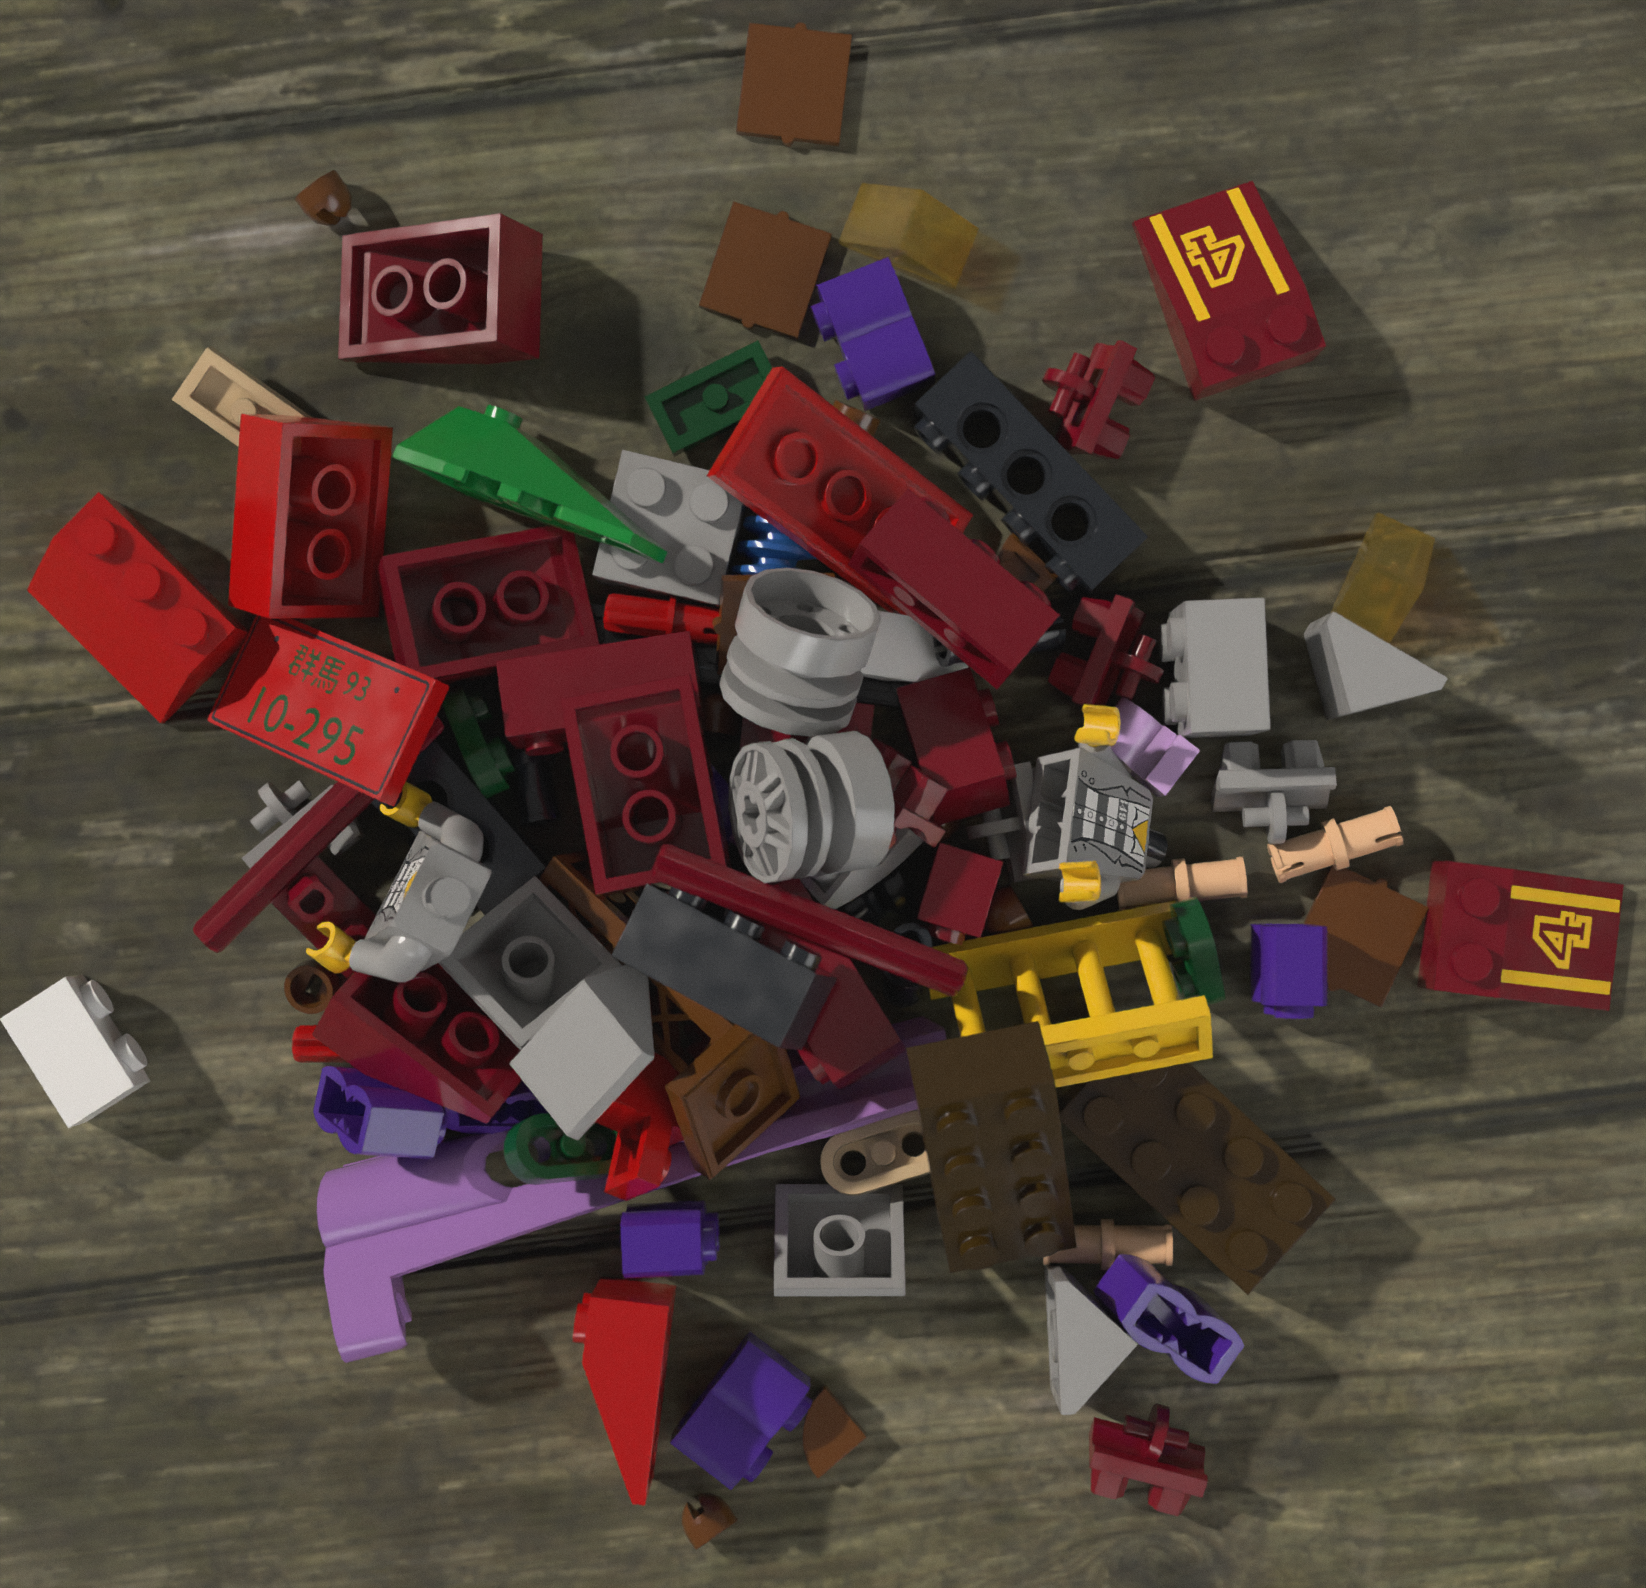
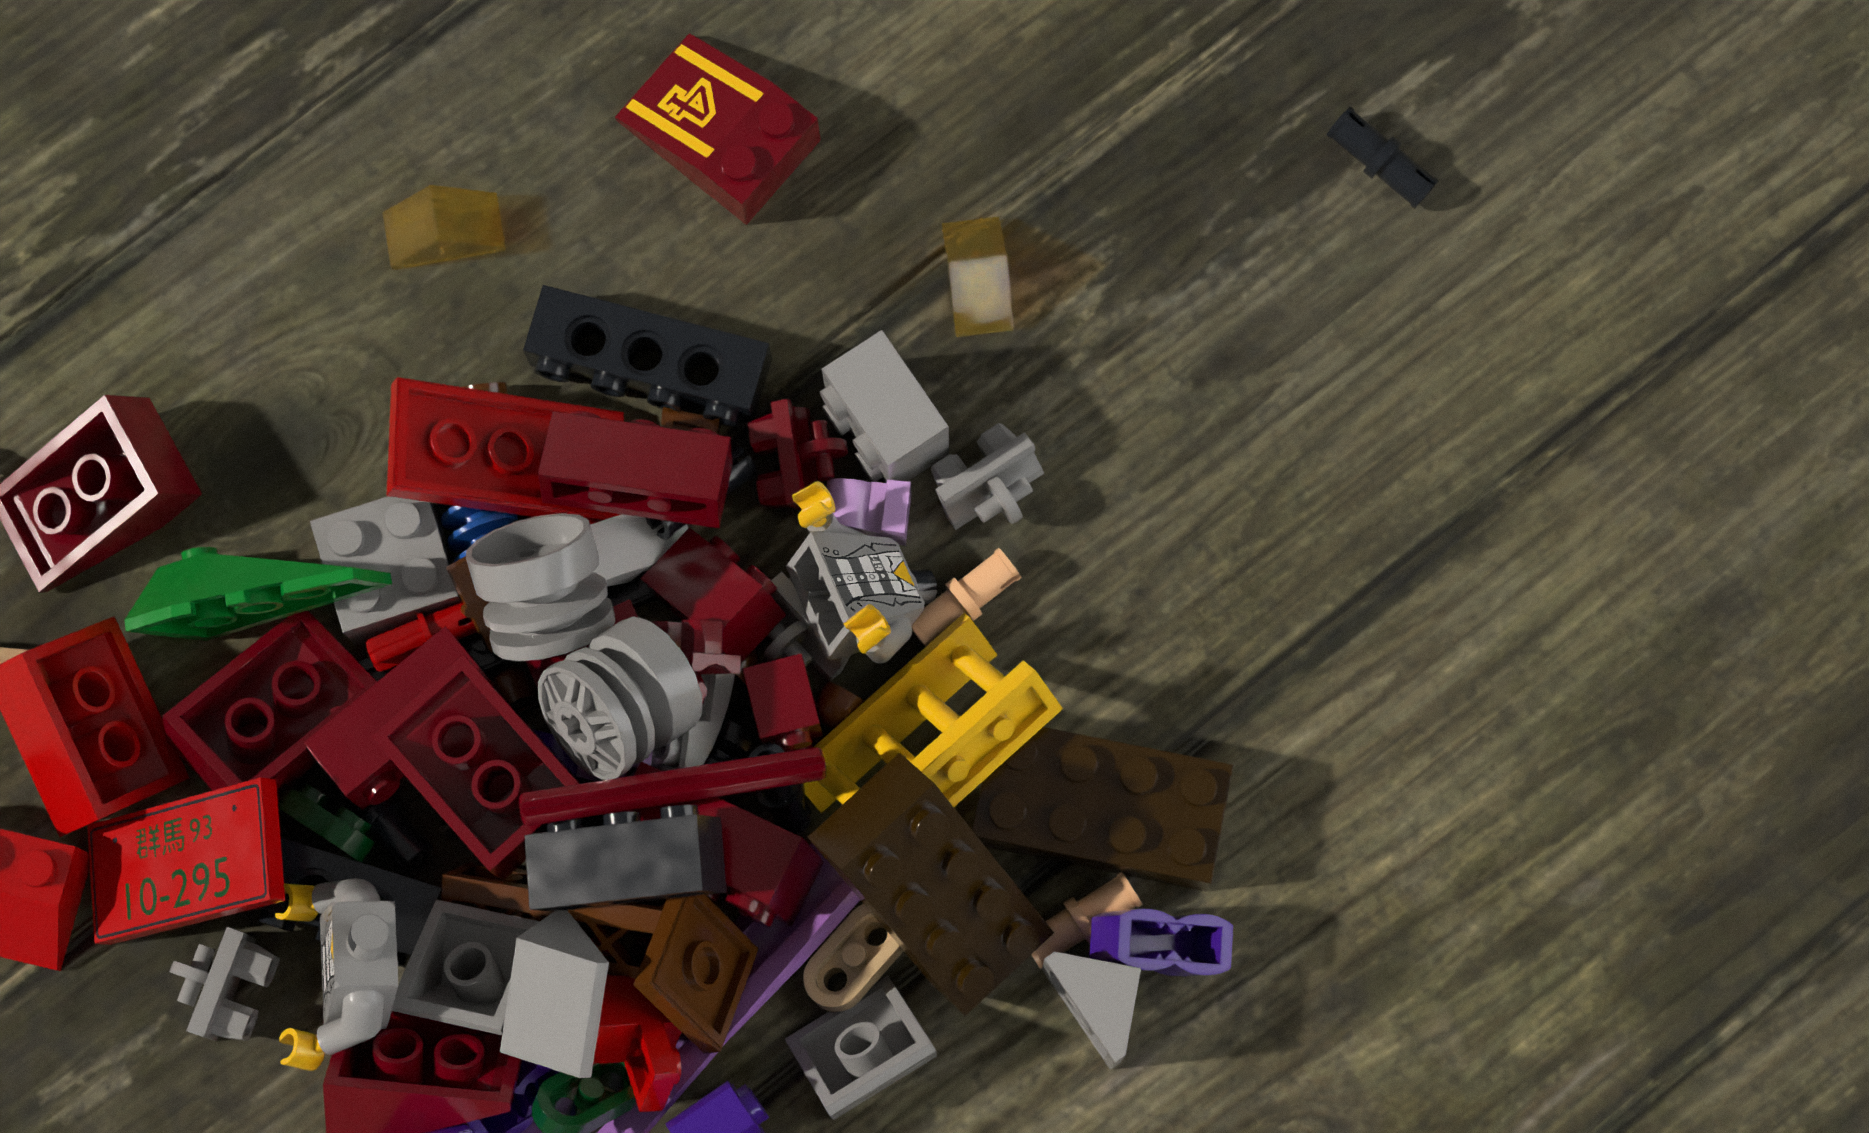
camera: 35 degrees left, 10 degrees down
(285, 861) = (225, 1003): dark red axle -> none
(301, 979) = (294, 1106): reddish brown hinge -> none
(321, 897) = (260, 1022): dark red hips -> none
(709, 398) = (357, 447): dark green plate -> none
(765, 270) = (345, 324): reddish brown piece -> none
(794, 84) = (284, 170): reddish brown piece -> none
(874, 334) = (460, 319): dark purple brick -> none
(1087, 396) = (656, 267): dark red hips -> none
(1150, 1454) = (1215, 1064): dark red hips -> none
(1193, 941) = (994, 631): dark green plate -> none
(1288, 968) = (1083, 607): dark purple brick -> none
(1335, 844) = (1066, 495): light nougat pin -> none
(1362, 670) = (1001, 344): light grey slope -> none
(1365, 932) = (1129, 557): reddish brown piece -> none
(1520, 935) = (1255, 477): dark red slope -> none

